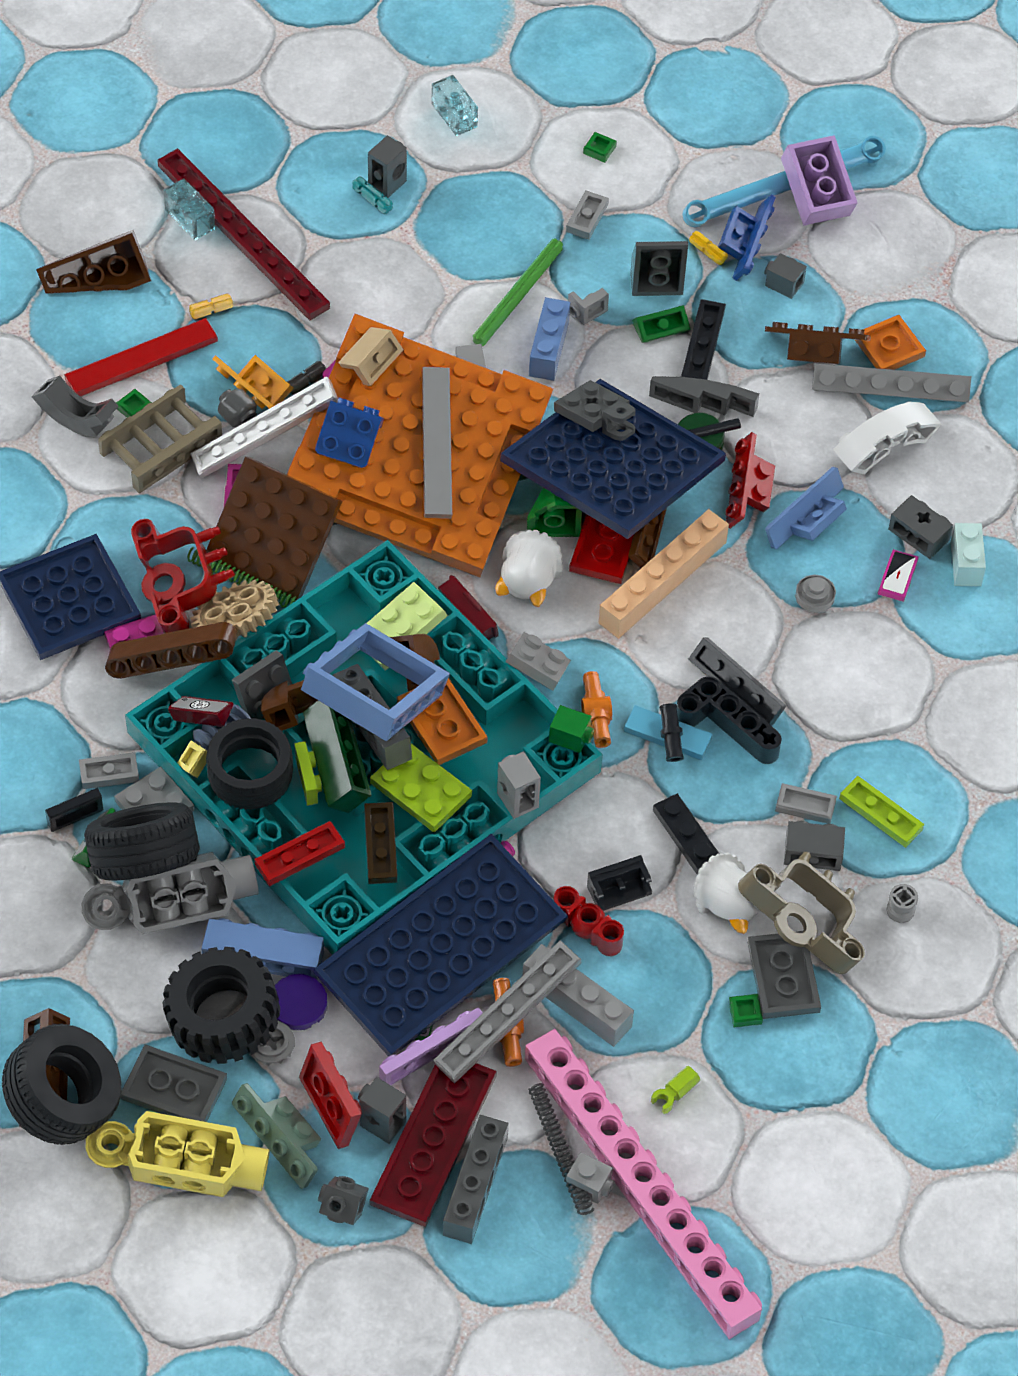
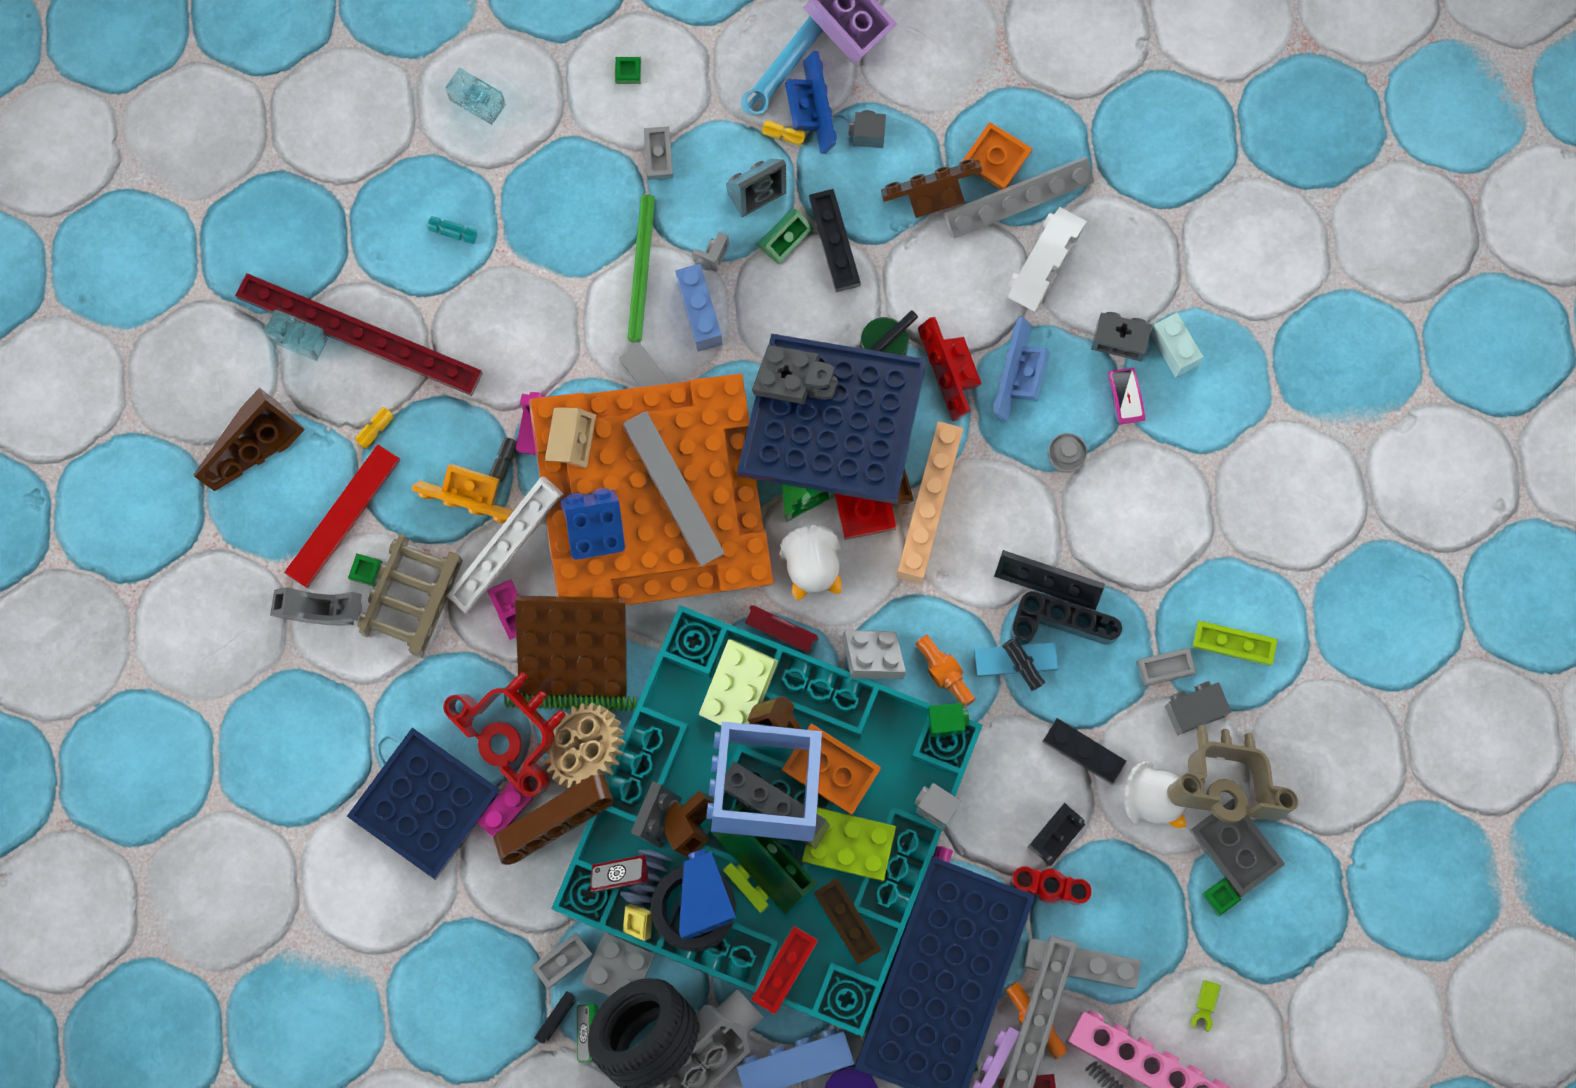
camera: 25 degrees left, 20 degrees up
(236, 407) = (462, 527): dark grey head -> none
(259, 738) = (704, 897): none -> blue slope
(387, 166) = (453, 197): dark grey brick -> none
(697, 393) = (854, 299): dark grey slope -> none
(902, 903) = (1294, 729): light grey wheel -> none

